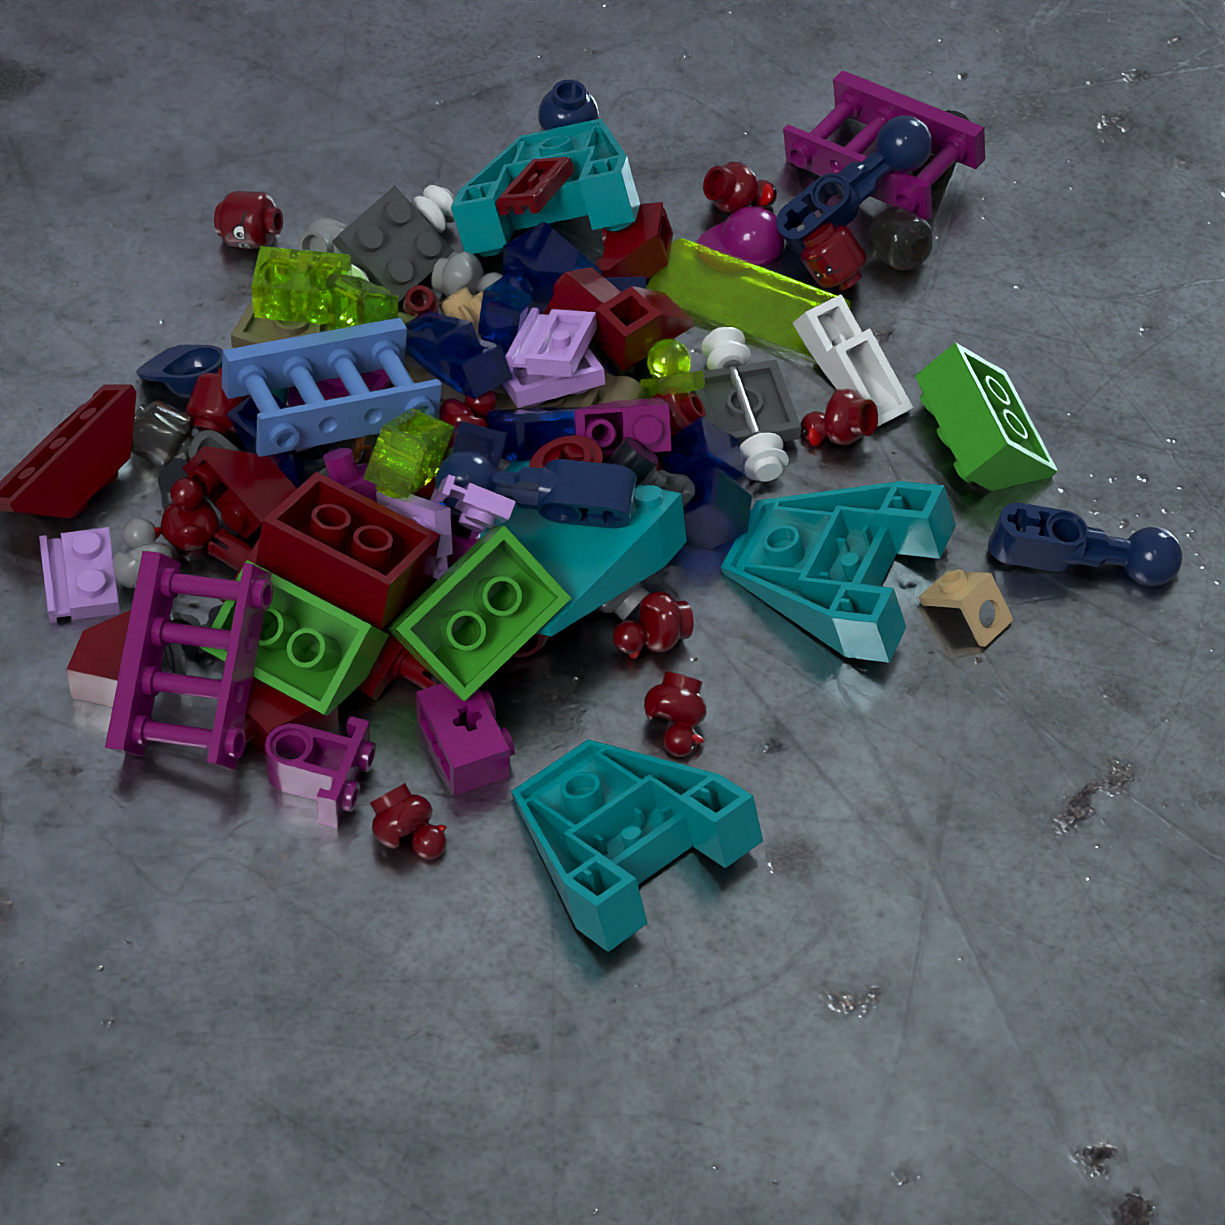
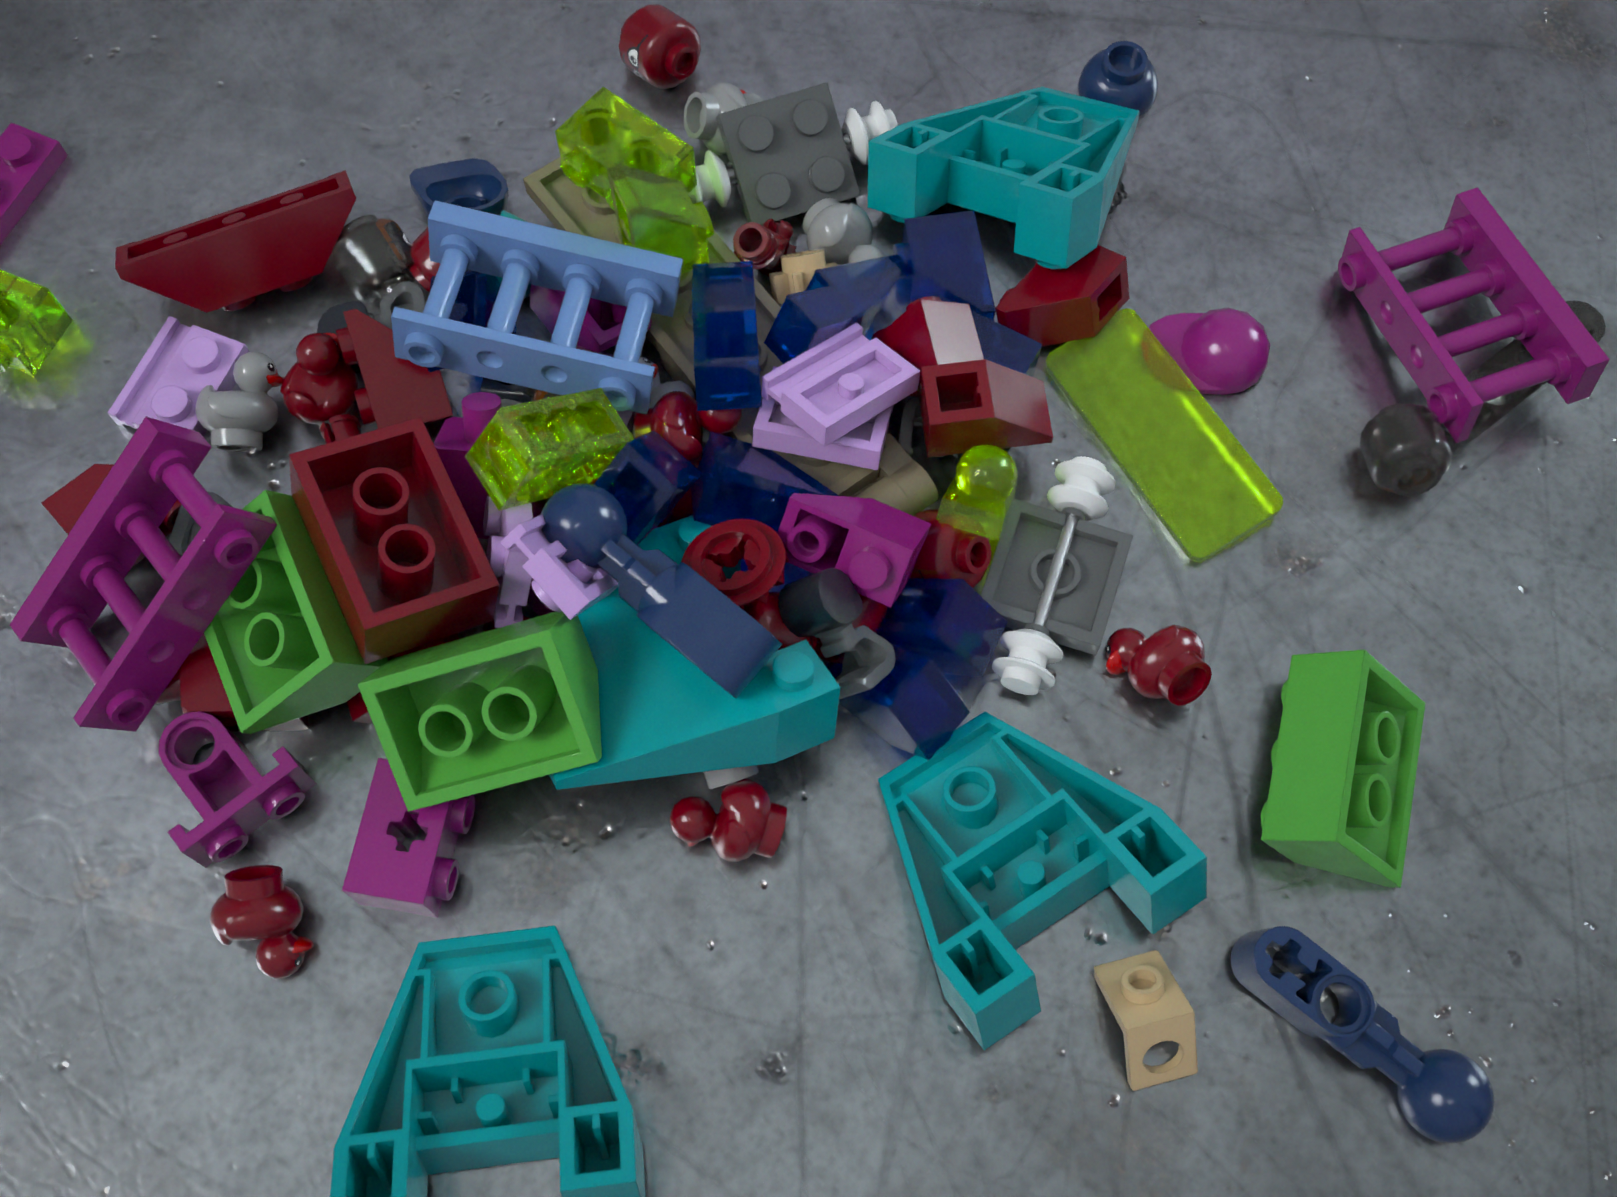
camera: 35 degrees right, 15 degrees up
(534, 186) = (984, 162): dark red tile -> none
(680, 702) = (683, 956): dark red animal -> none
(736, 187) = (1241, 278): dark red animal -> none
(833, 256) = (1300, 432): dark red head -> none
(852, 357) = (1230, 589): white slope -> none
(900, 146) = (1472, 336): dark blue beam -> none

